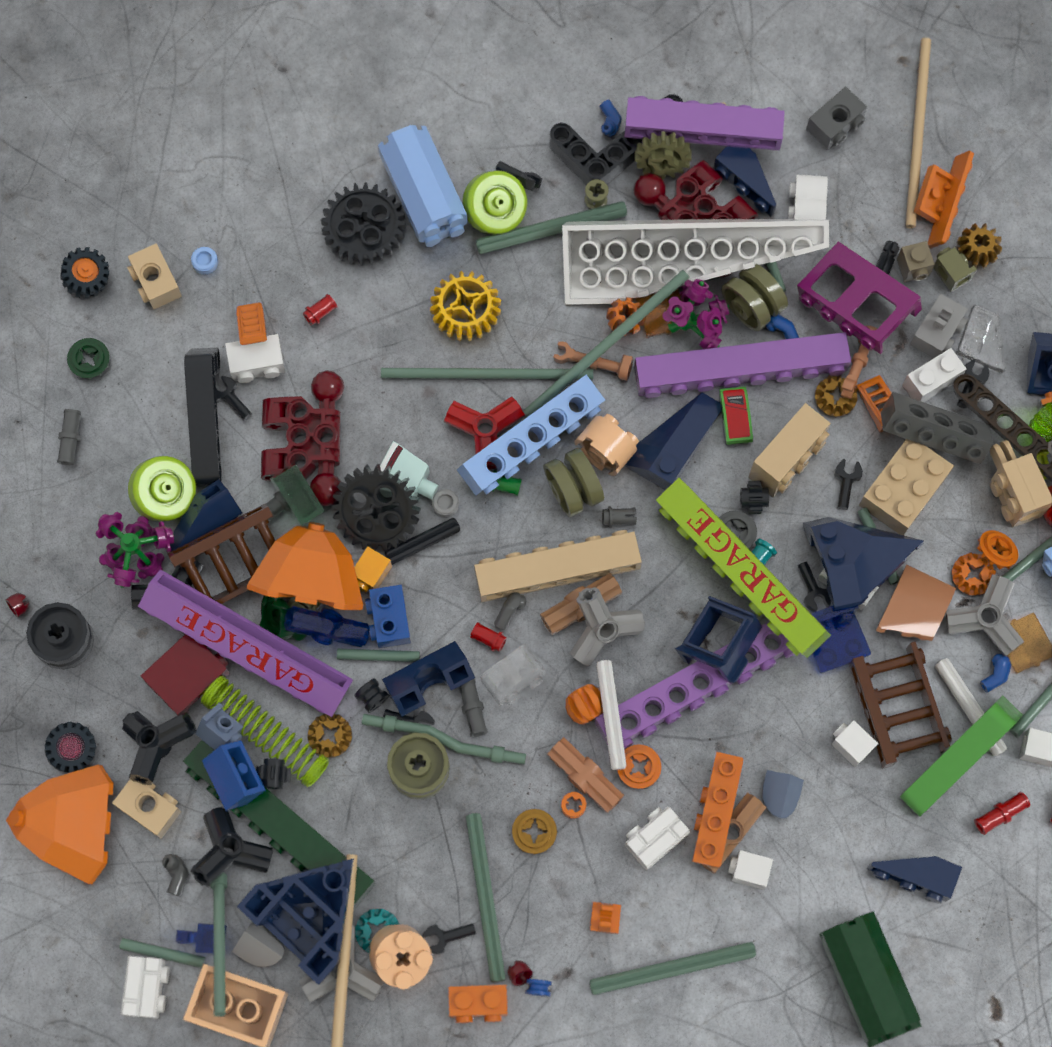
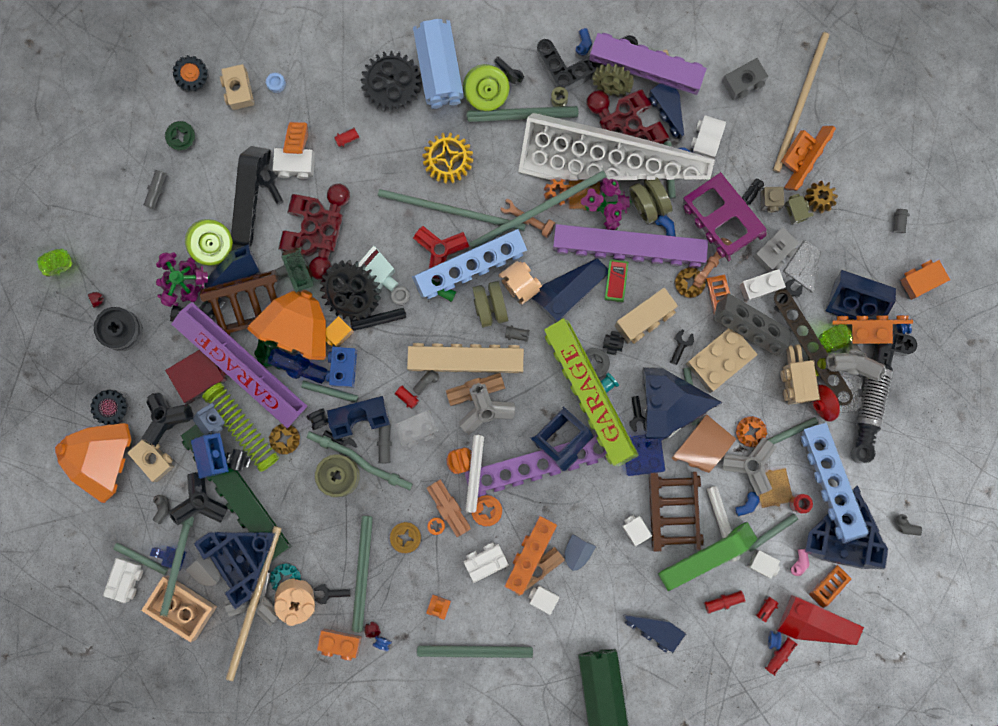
camera: 20 degrees right, 10 degrees up
(1003, 544) = (777, 415): orange gear -> none

